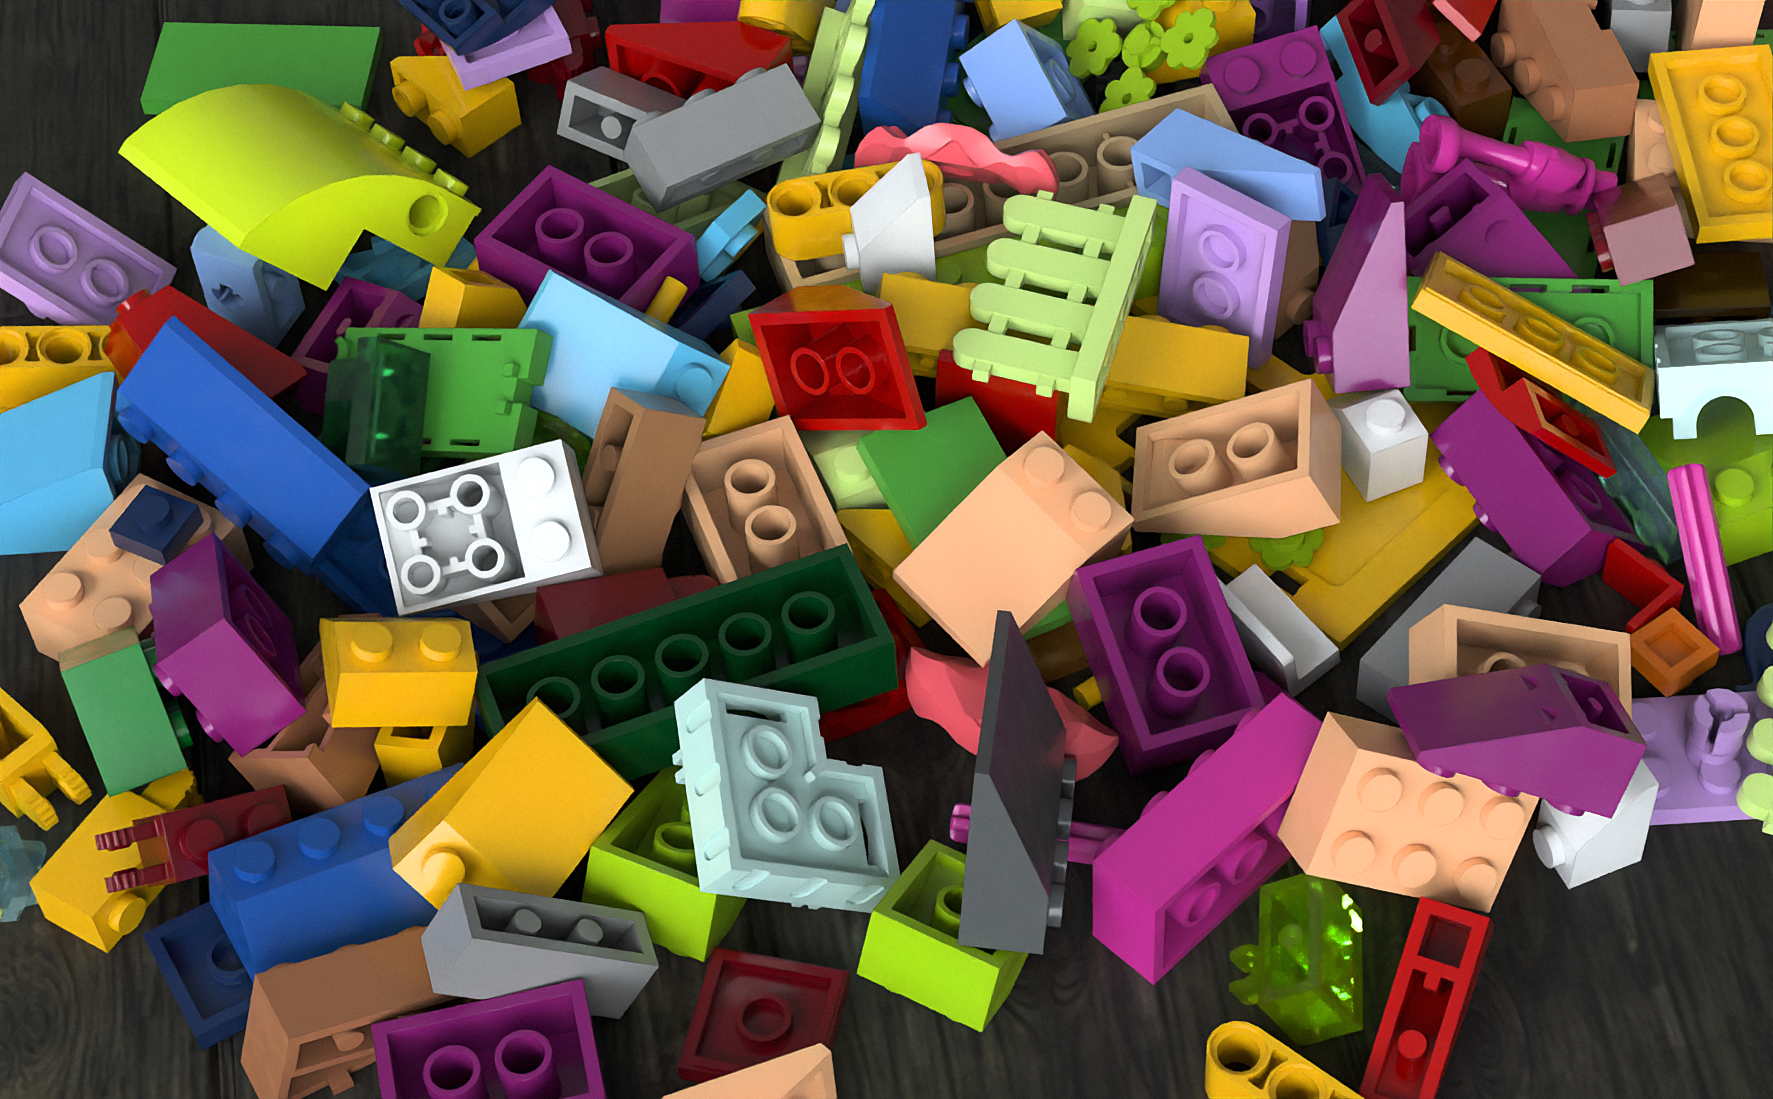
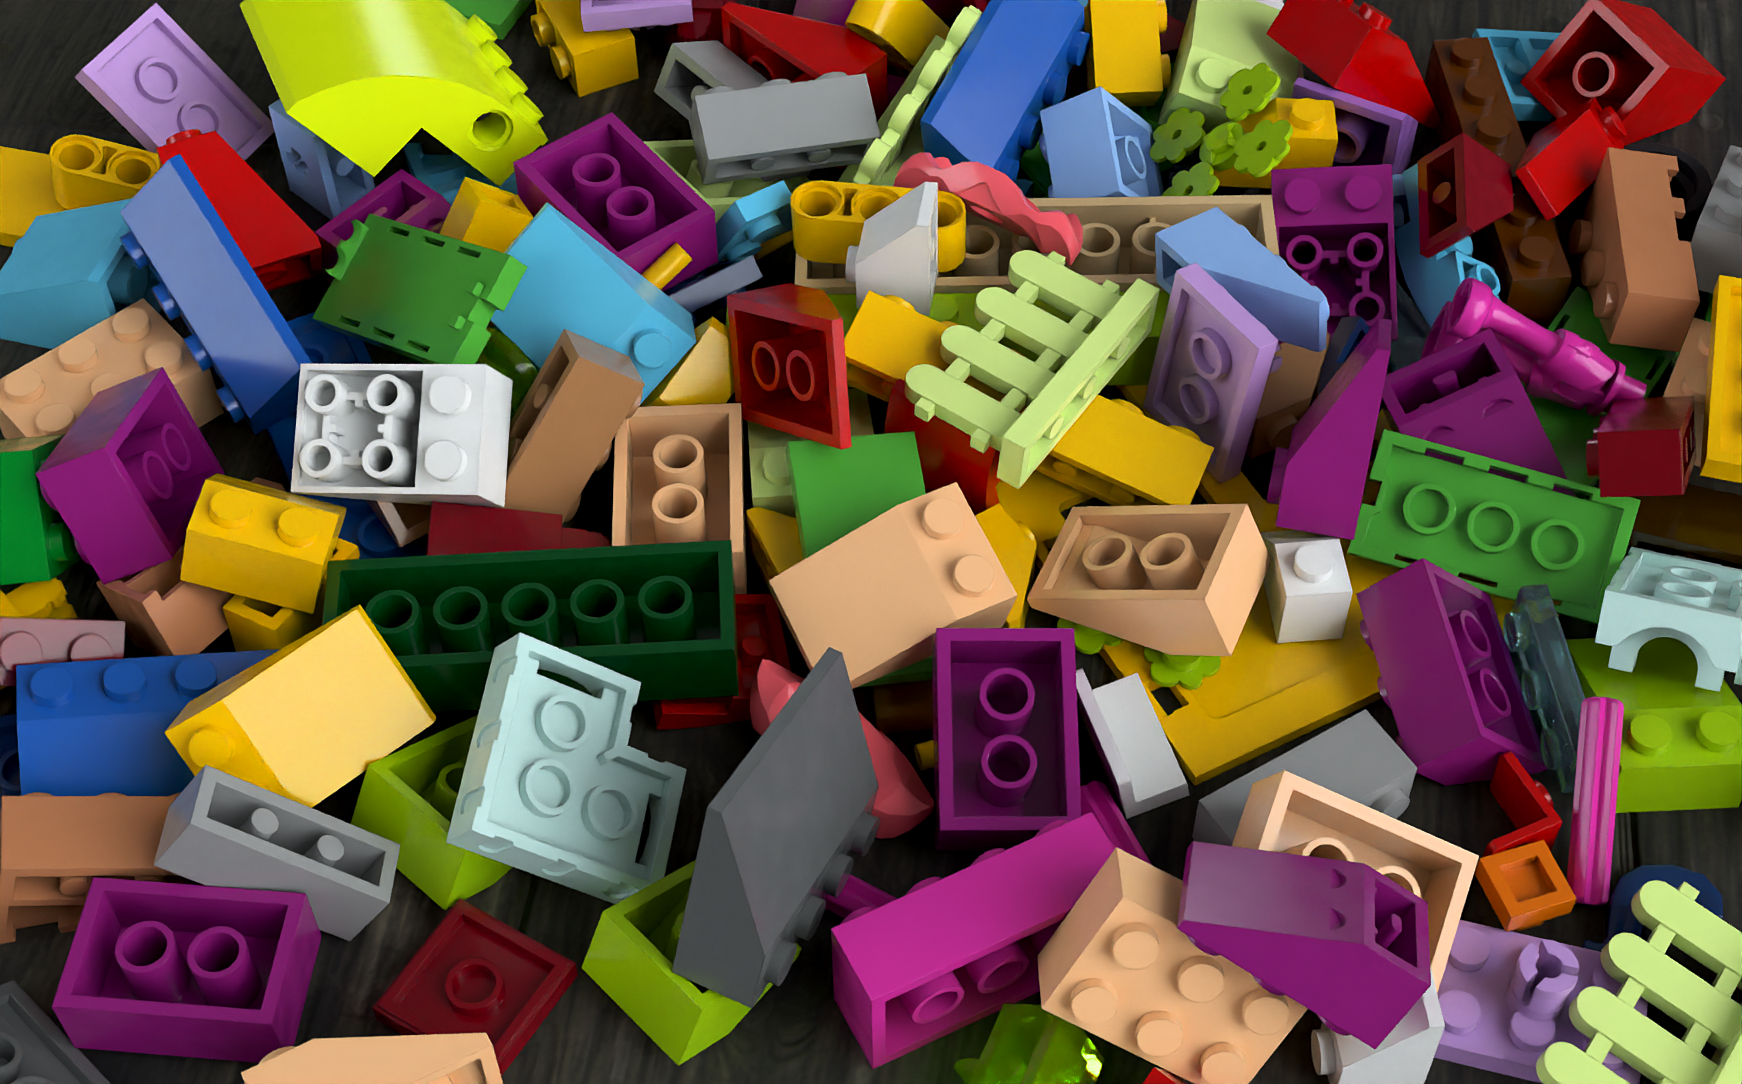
camera: 15 degrees right, 0 degrees up
(156, 525) = (126, 347): dark blue plate -> none
(377, 409) = (353, 296): clear green bracket -> none
(1536, 341) = (1492, 529): yellow tile -> none
(1540, 411) = (1472, 599): red slope -> none

